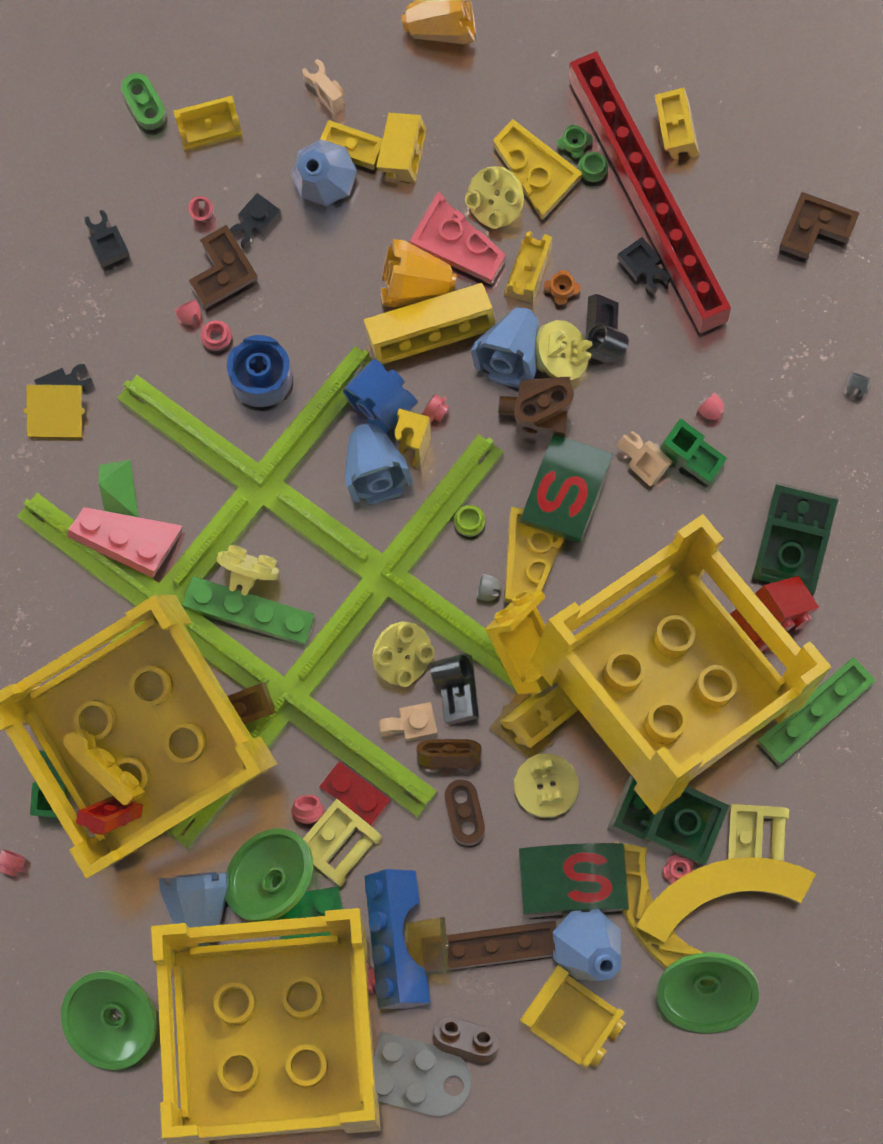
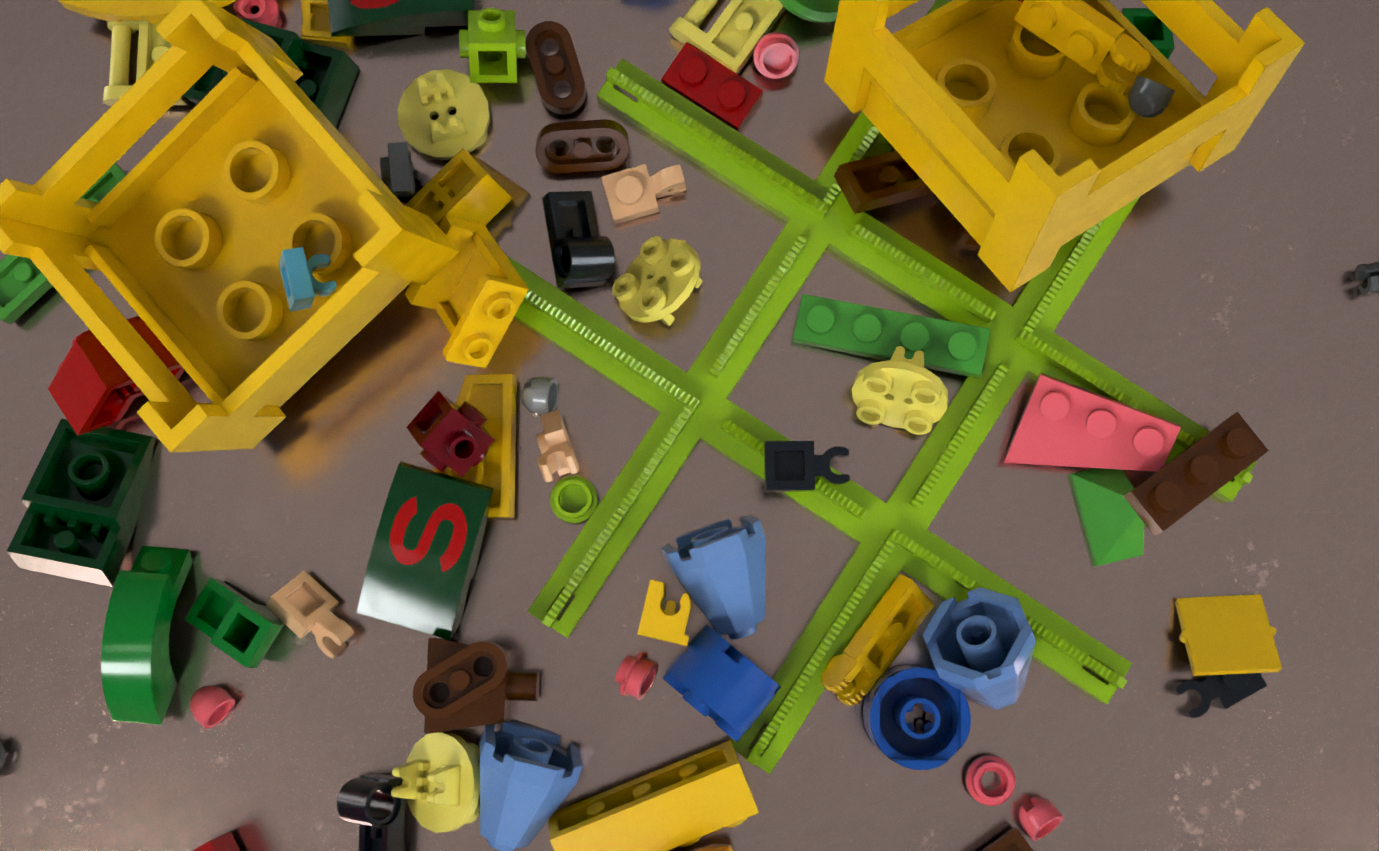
camera: 175 degrees right, 10 degrees up
(62, 502) = (1195, 474): none -> reddish brown plate
(65, 718) = (1149, 97): none -> dark grey hinge
(216, 405) = (982, 646): none -> medium blue cone
(278, 418) = (877, 641): none -> yellow hinge
(321, 521) = (793, 466): none -> black plate
(477, 549) = (555, 447): none -> light nougat plate
(507, 824) = (492, 45): none -> lime brick
(544, 553) = (451, 434): none -> dark red brick
(575, 733) = (398, 170): none -> dark grey plate
(633, 638) = (299, 279): none -> medium azure tile
(750, 451) = (136, 636): none -> green arch

